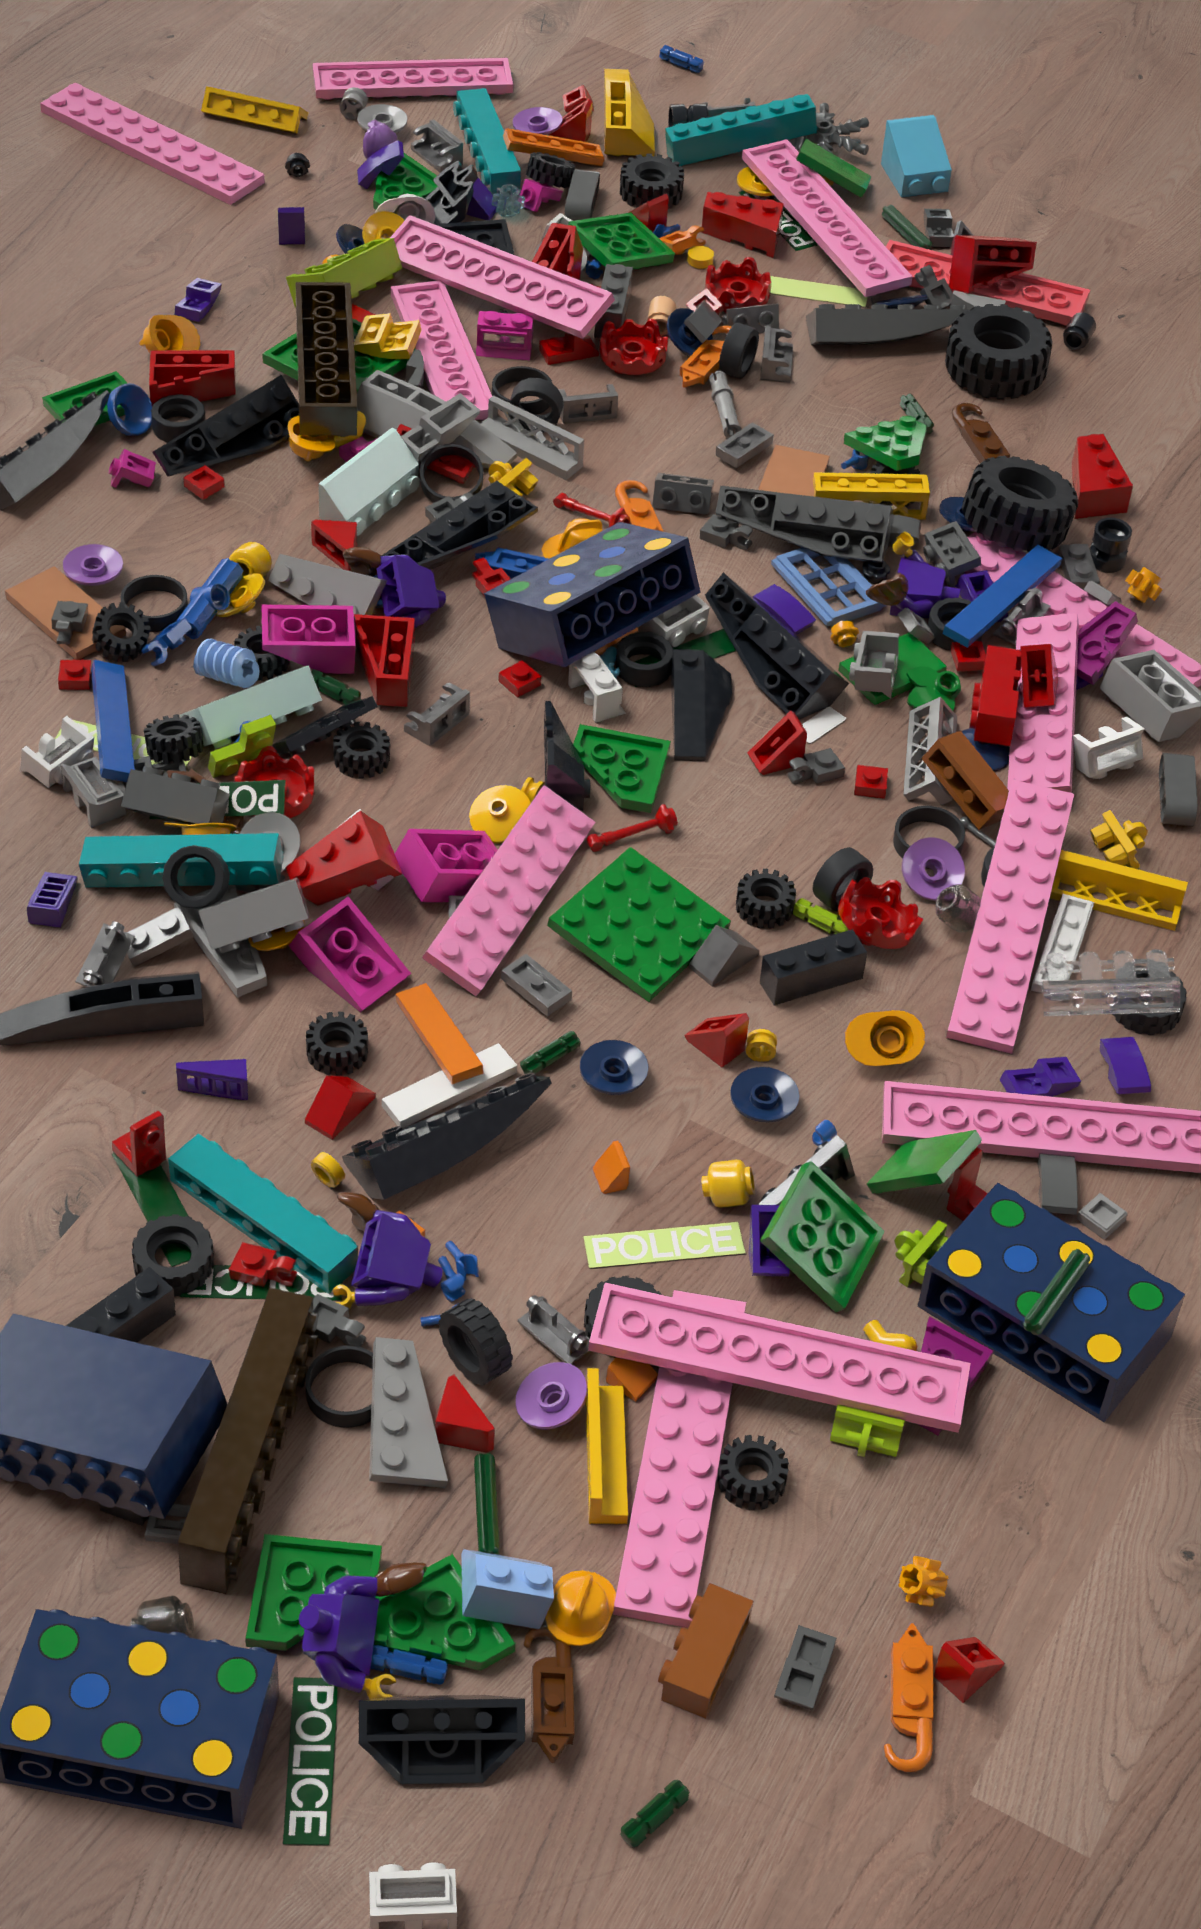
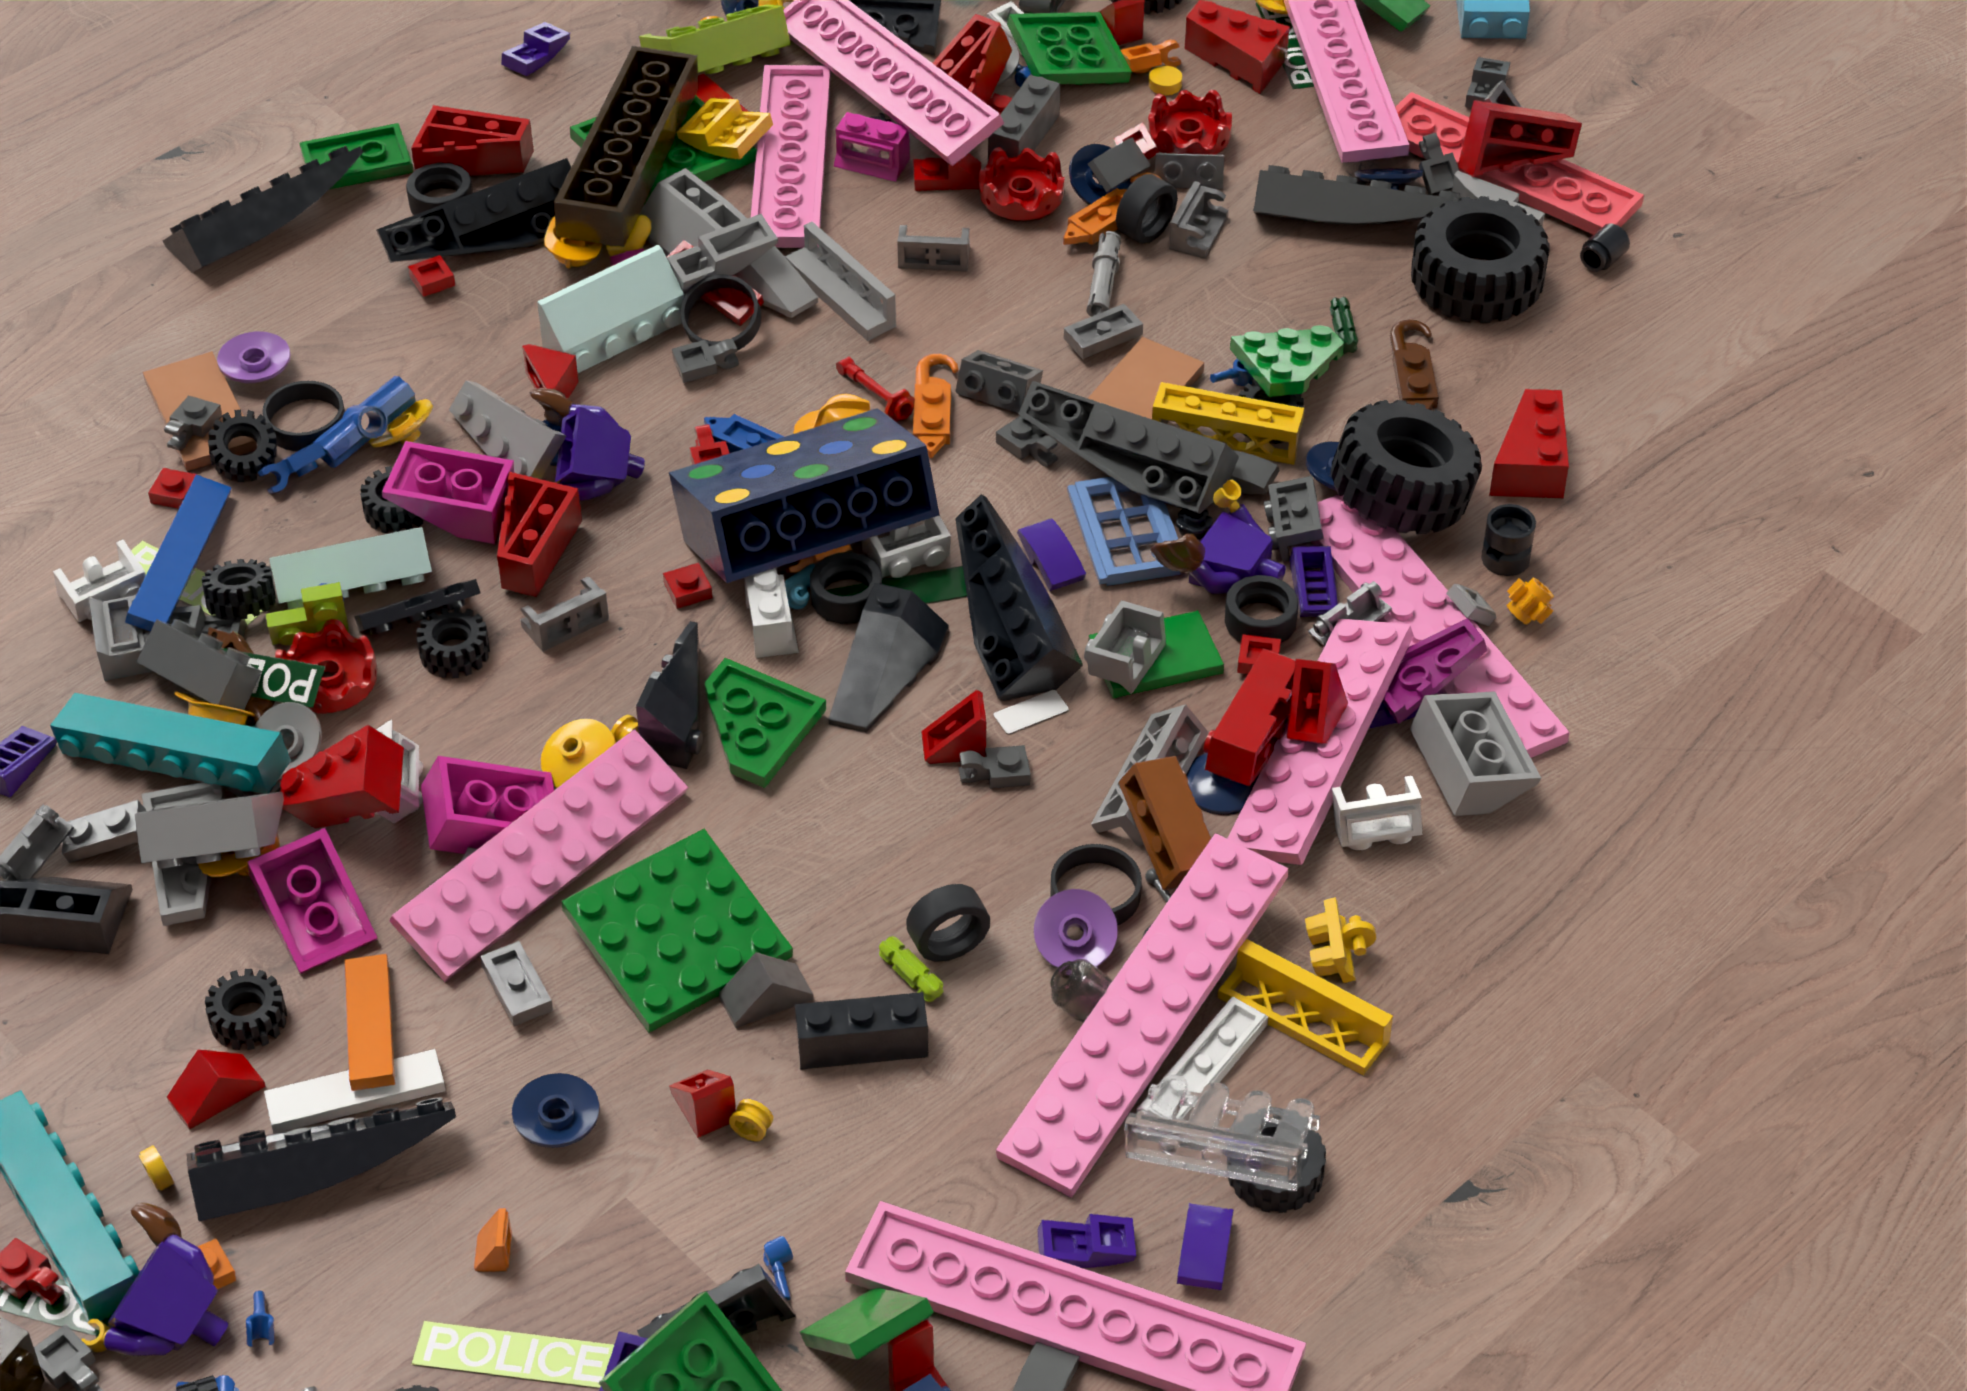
camera: 20 degrees right, 0 degrees up
(132, 467) = (357, 246): dark pink bracket -> none
(136, 407) = (397, 169): blue piece -> none
(170, 333) = (477, 89): light orange piece -> none
(171, 871) = (191, 768): black tyre -> none
(214, 1078) = (86, 1023): dark purple slope -> none
(226, 663) = (341, 506): light blue piece -> none
(252, 558) = (435, 382): yellow head -> none
(335, 688) = (460, 557): dark green axle -> none
(415, 370) = (740, 187): dark grey slope -> none
(453, 1286) = (236, 1350): blue hand -> none
(467, 526) = (699, 384): black wedge -> none
(518, 374) = (863, 197): black tyre -> none
(518, 476) = (788, 328): yellow hips -> none
(541, 389) = (873, 228): black tyre -> none
(550, 1053) = (492, 1075): dark green axle -> none
(660, 309) = (1077, 137): light nougat brick -> none
(661, 230) = (1131, 40): blue hand -> none
(664, 819) = (772, 800): red piece -> none
(728, 1183) = (623, 1293): yellow head -> none
(764, 1094) = (720, 1172): dark blue dish -> none
(765, 911) = (848, 909): black tyre -> none
(817, 291) = (1288, 143): yellowish green sticker -> none
(844, 633) = (1110, 596): light orange plate -> none
(871, 781) = (1058, 798): red plate -> none
(876, 917) = (989, 963): red plate -> none
(884, 1038) = (900, 1144): light orange piece -> none
(905, 227) = (1445, 80): dark green axle -> none
(916, 625) = (1207, 604): light grey tile -> none
(929, 686) = (1188, 688): green plate -> none
(1001, 596) = (1329, 584): blue tile -> none
(1078, 564) = (1461, 558): flat silver plate -> none
(1177, 789) = (1448, 885): dark grey beam -> none

